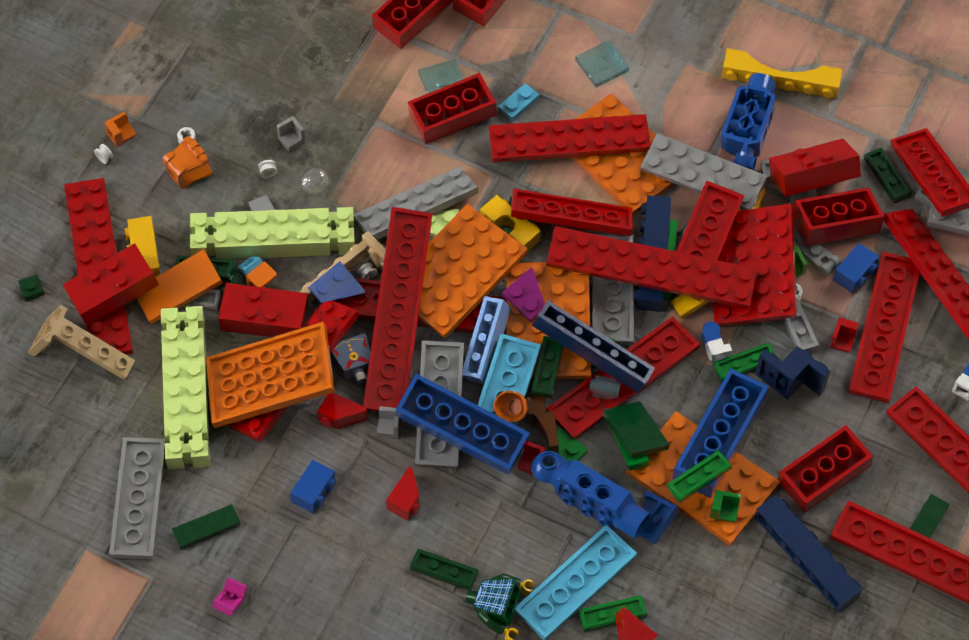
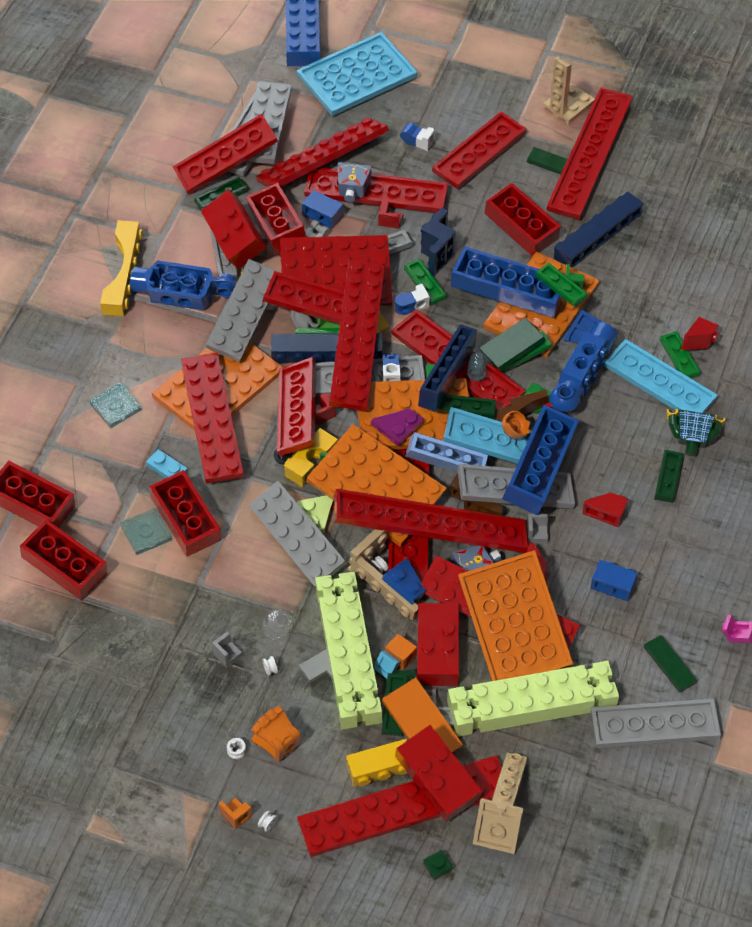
camera: 95 degrees left, 5 degrees down
(609, 303) = (391, 367): none -> white leg
(888, 295) = (353, 180): none -> sand blue torso

